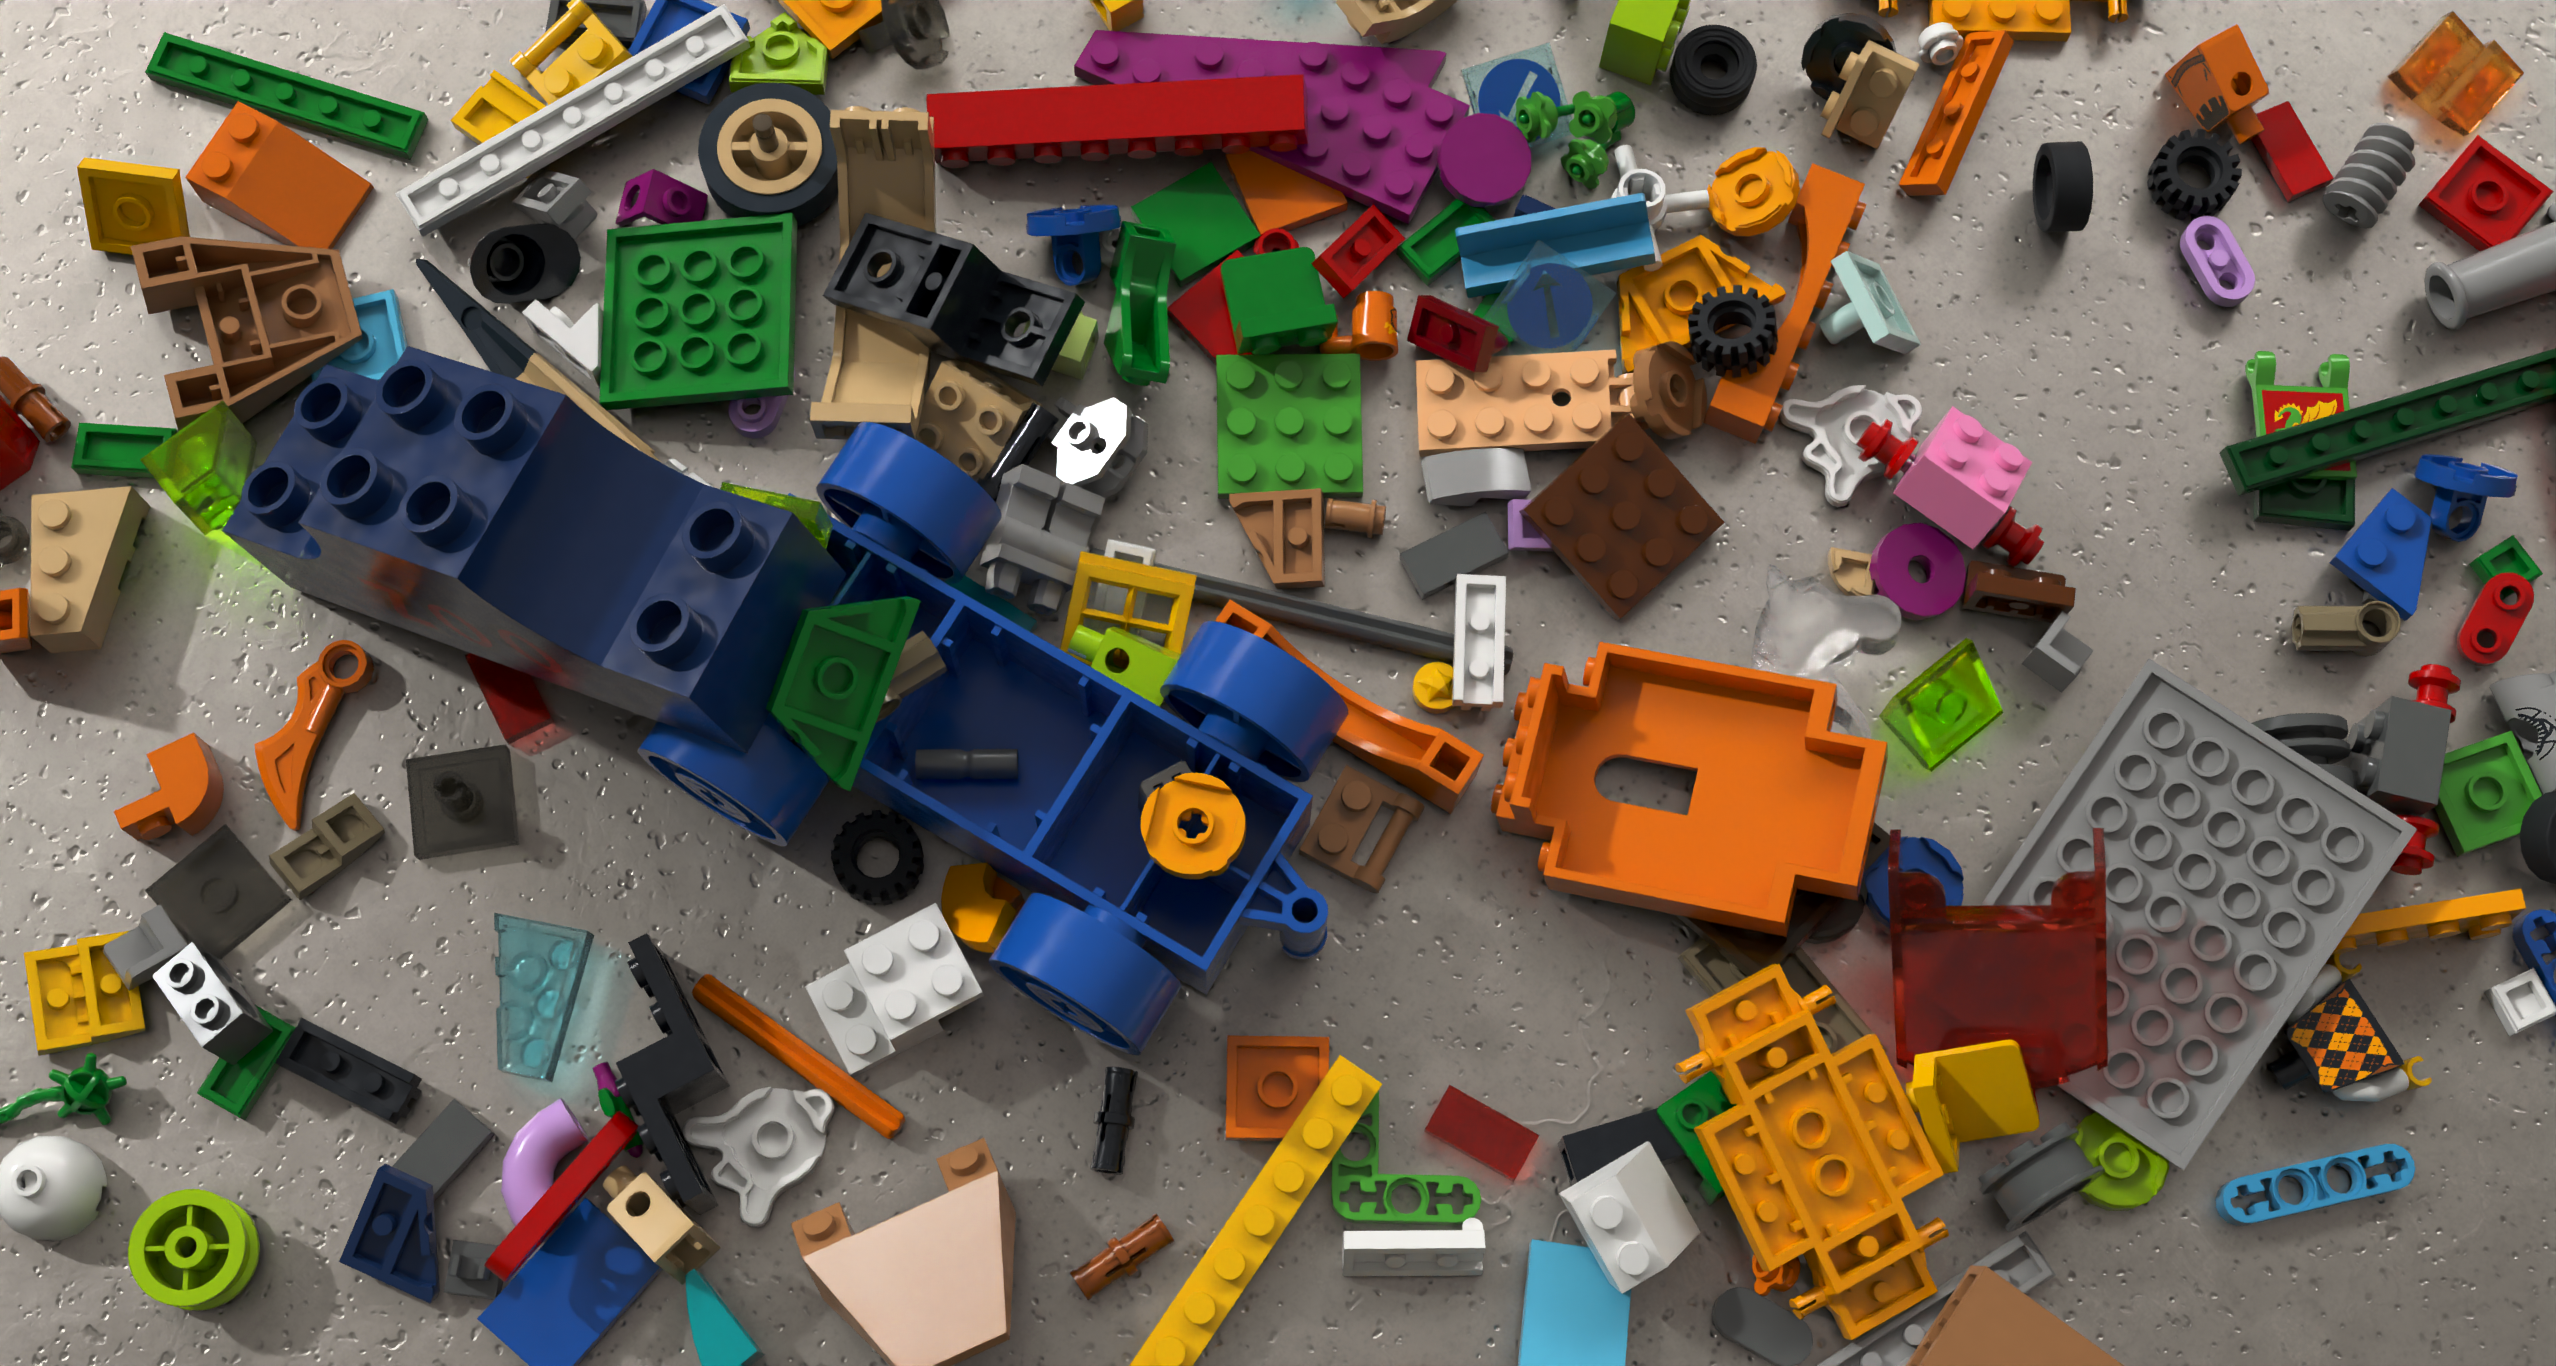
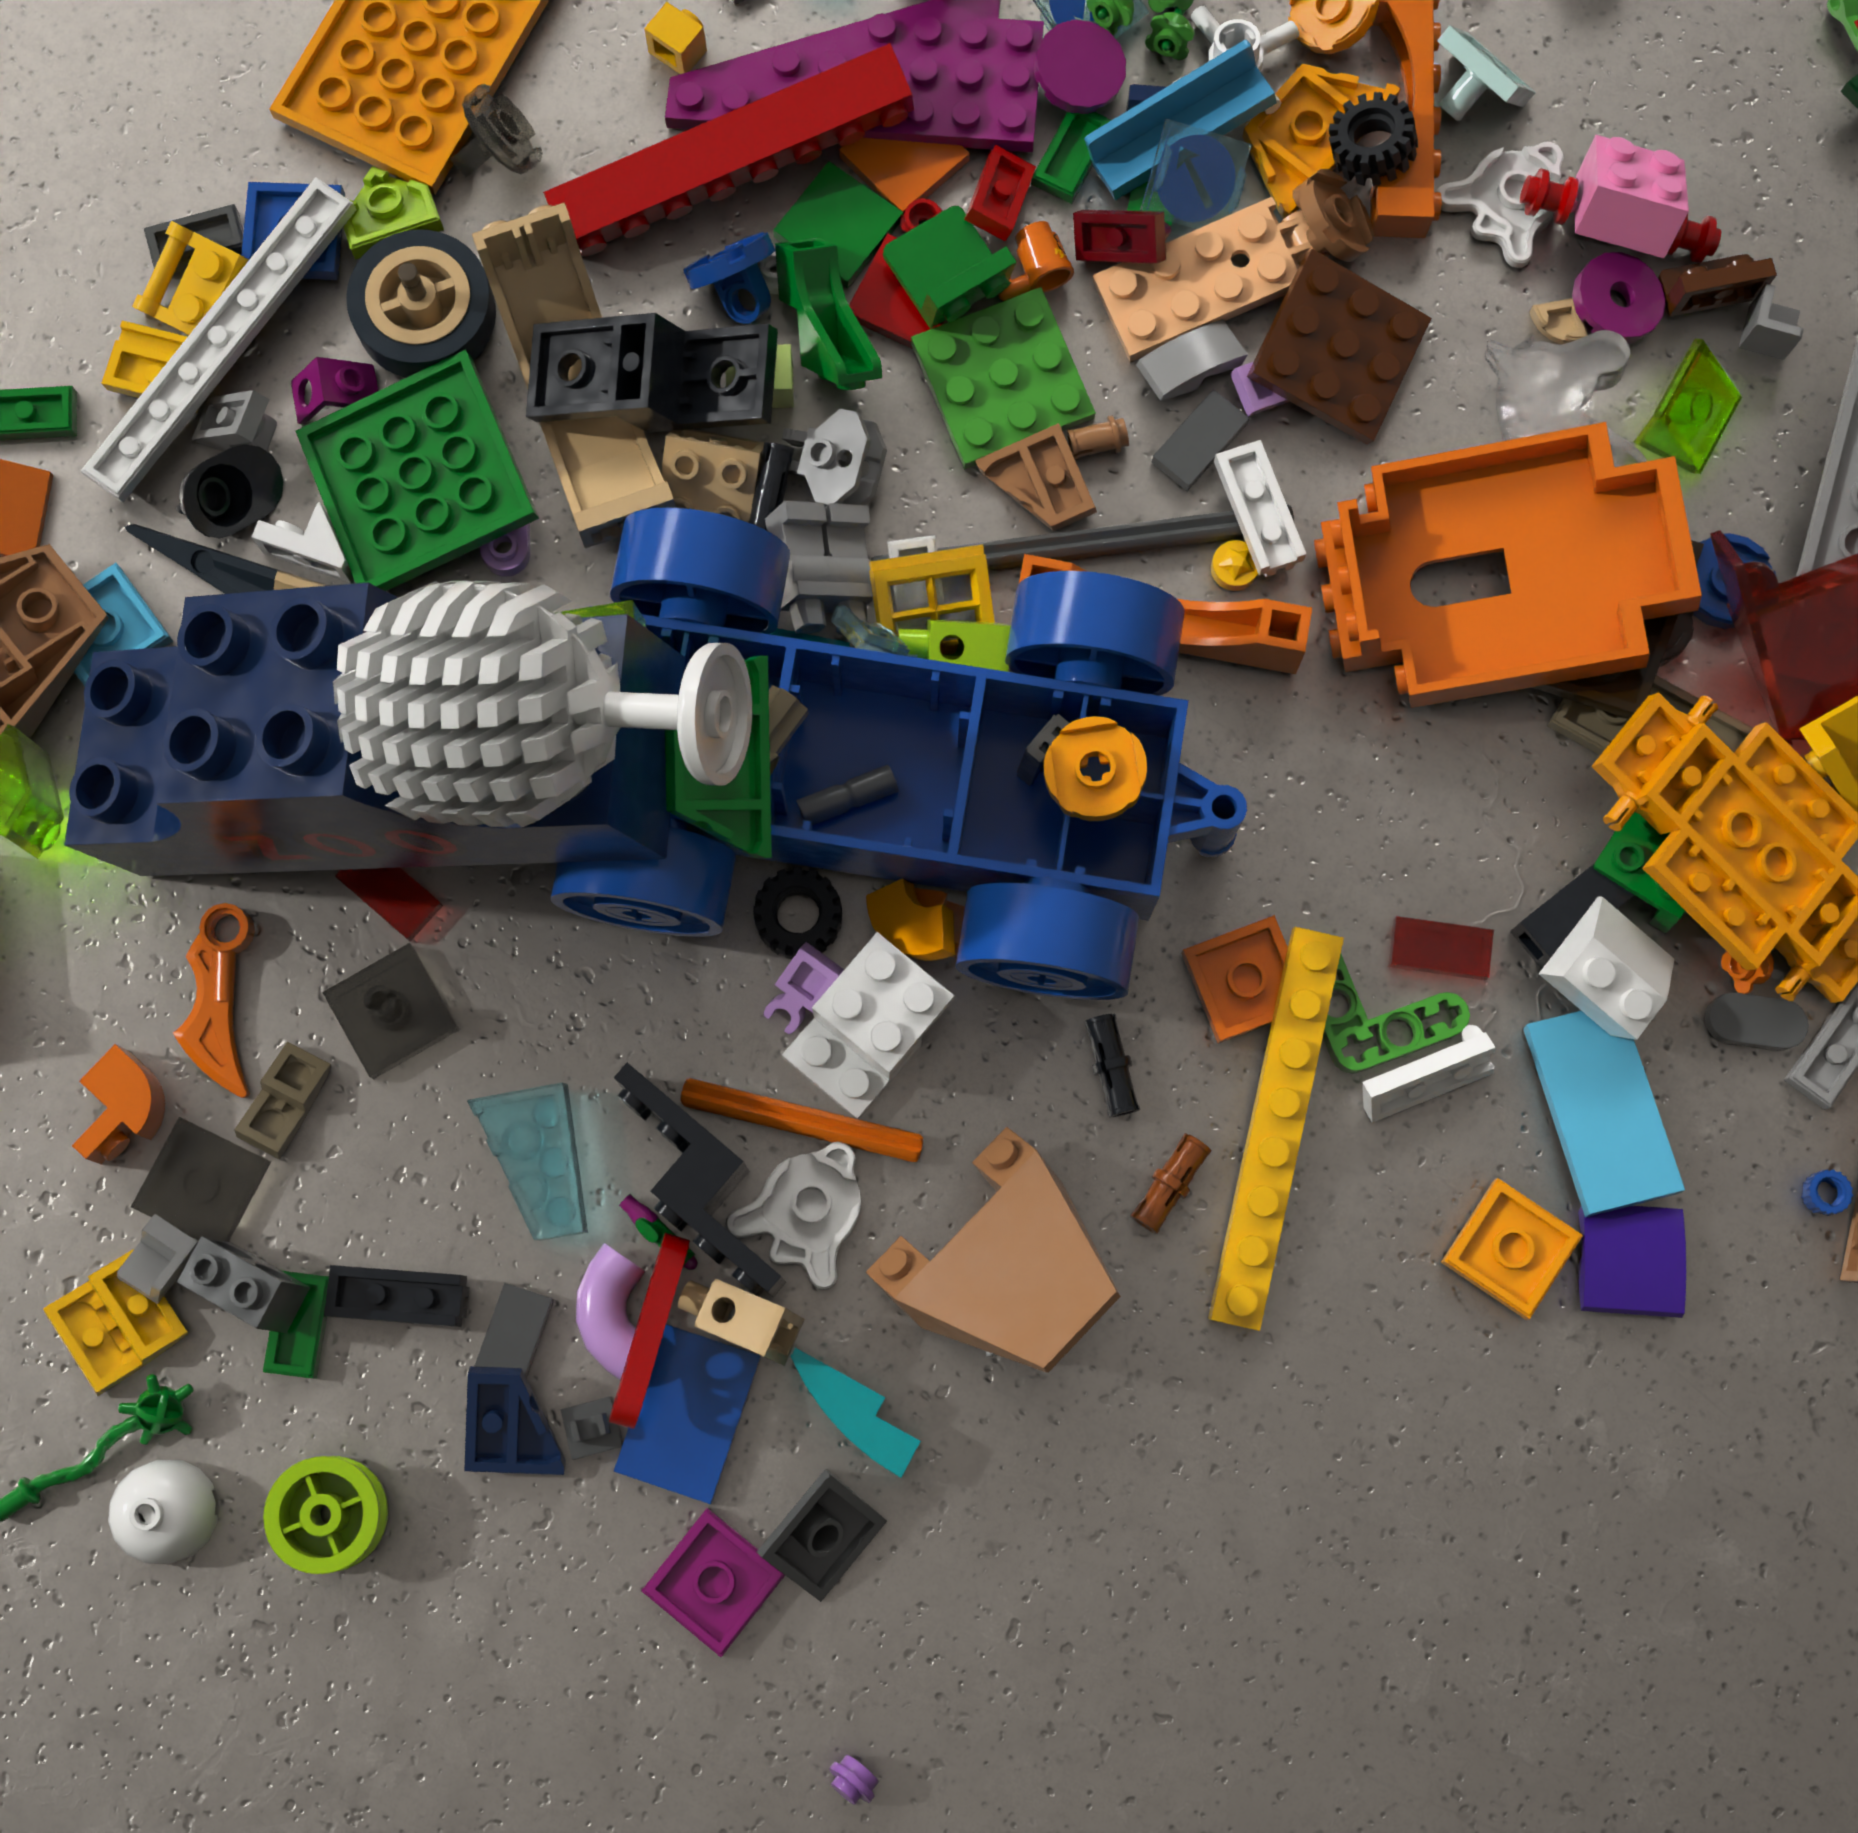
camera: 20 degrees left, 5 degrees up
(629, 554) = (506, 710): none -> white plant
(850, 924) = (804, 983): none -> lavender plate
(1045, 621) = (867, 635): none -> clear light blue tile
(1346, 821) = (1208, 718): medium nougat plate -> none

